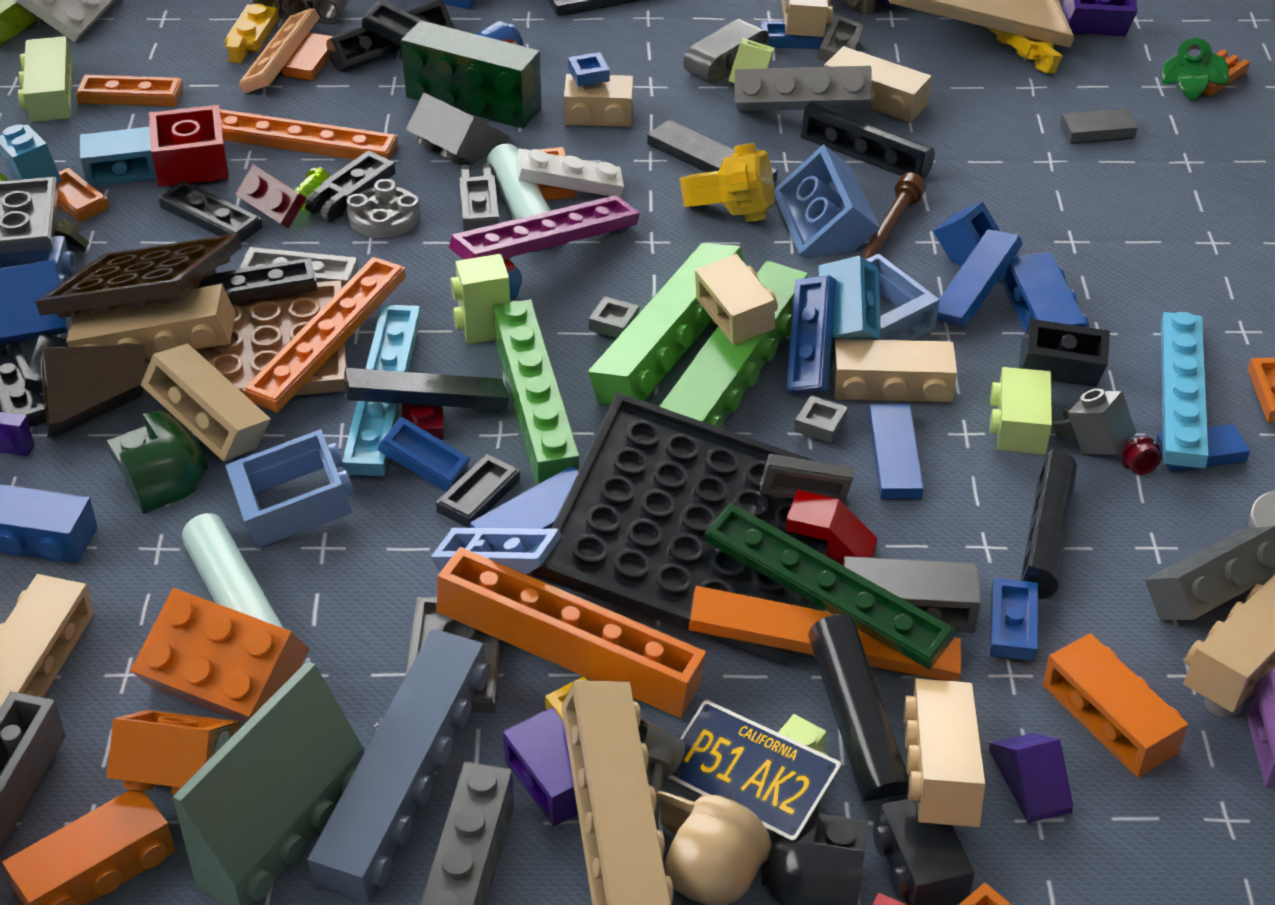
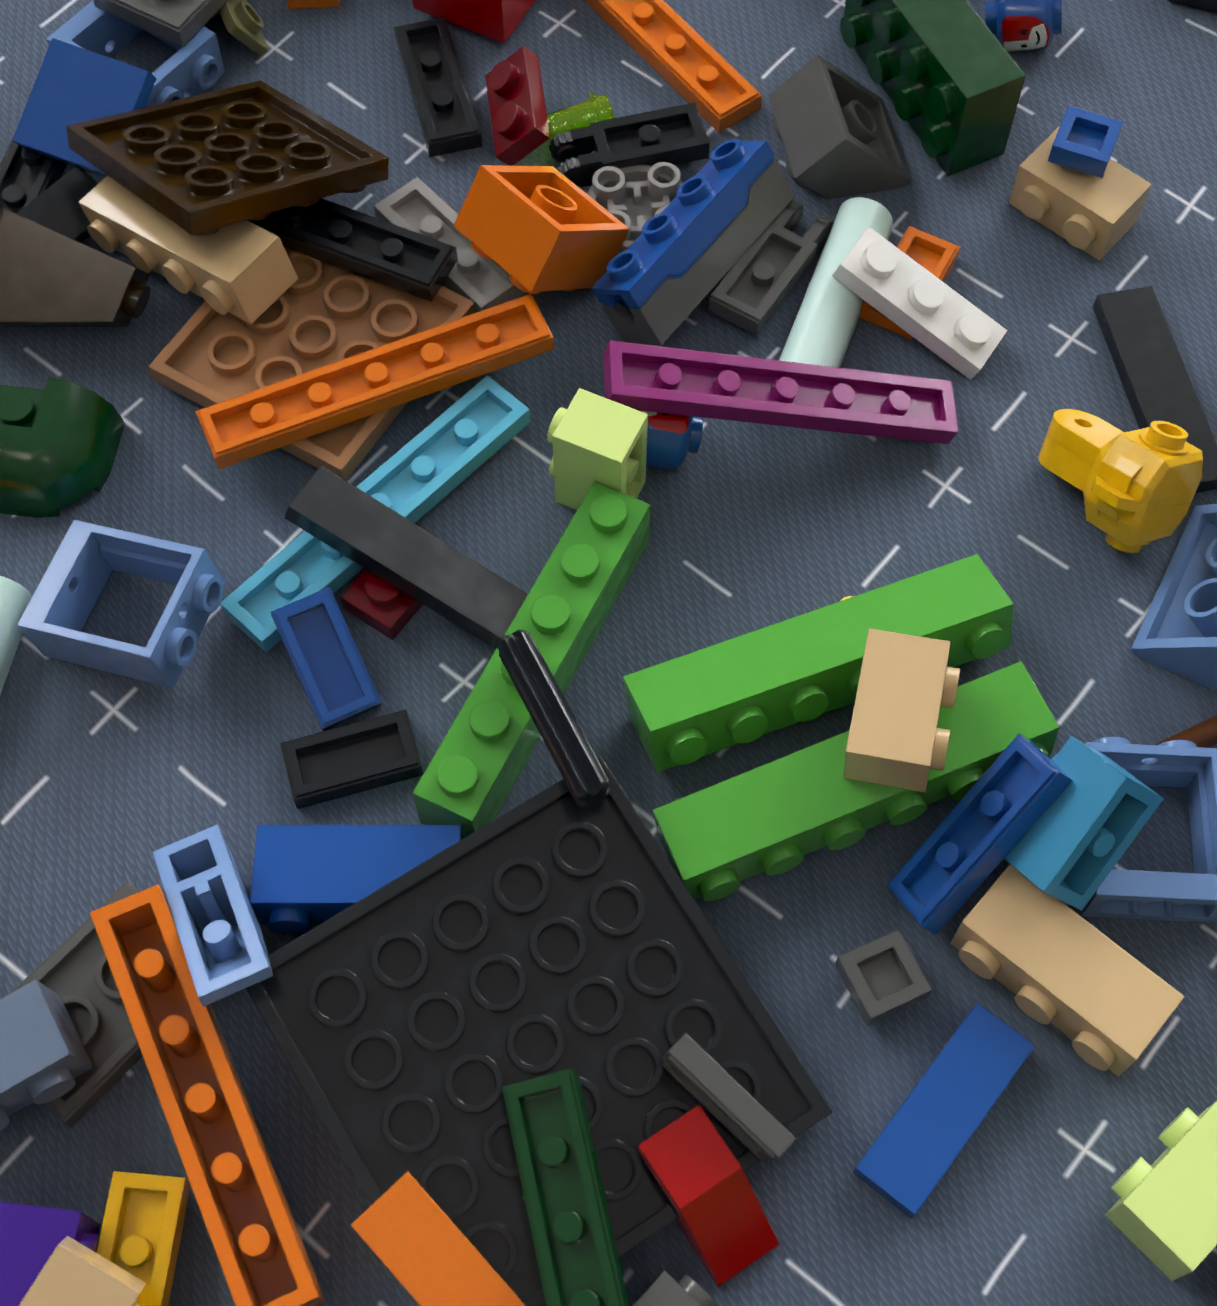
camera: 40 degrees right, 20 degrees up
(205, 402) = (137, 403): tan brick -> none
(345, 226) = (539, 228): none -> orange brick
(432, 199) = (693, 241): none -> piece
(581, 386) = (554, 718): none -> black axle
(612, 317) = (762, 593): dark grey plate -> none

